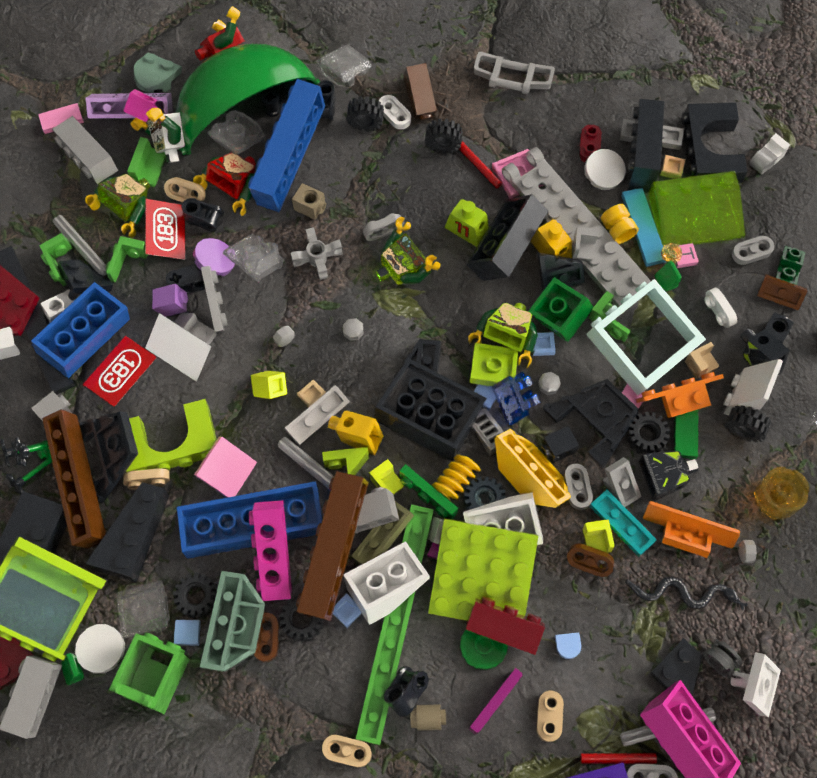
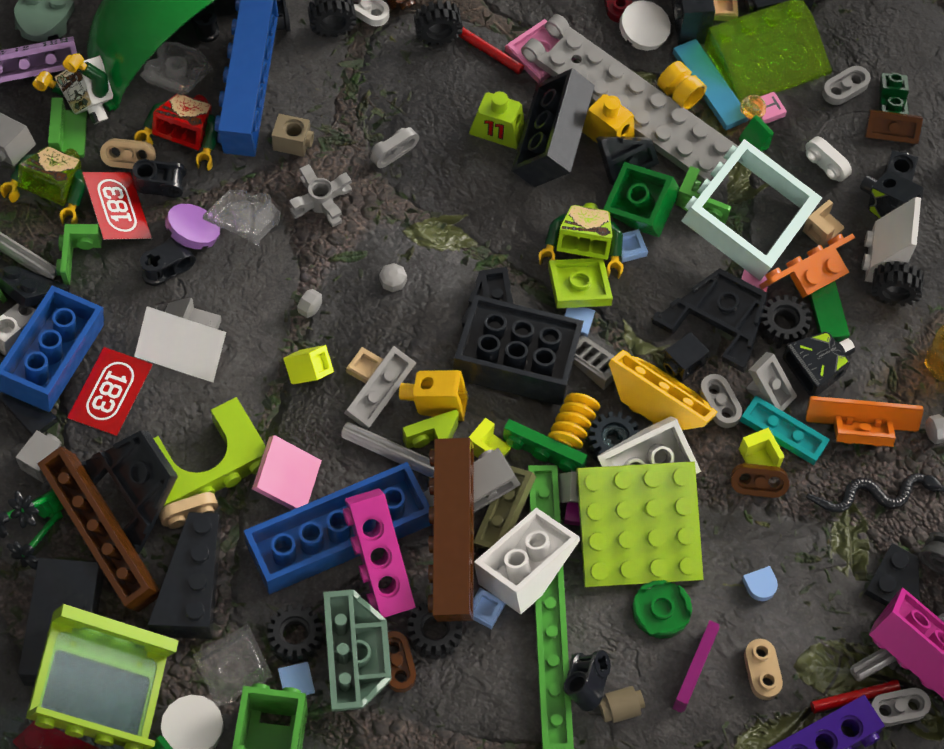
camera: 20 degrees left, 5 degrees down
(139, 104) = (44, 57): dark pink brick -> none
(169, 300) = (152, 289): medium lavender brick -> none
(214, 299) = (210, 275): light grey plate -> none
(403, 259) = (431, 180): torso -> none
(505, 625) = (684, 573): dark red brick -> none
(510, 400) = (612, 317): clear blue plate -> none
(549, 383) = (651, 290): light grey tile -> none
(584, 243) = (647, 115): light grey panel -> none

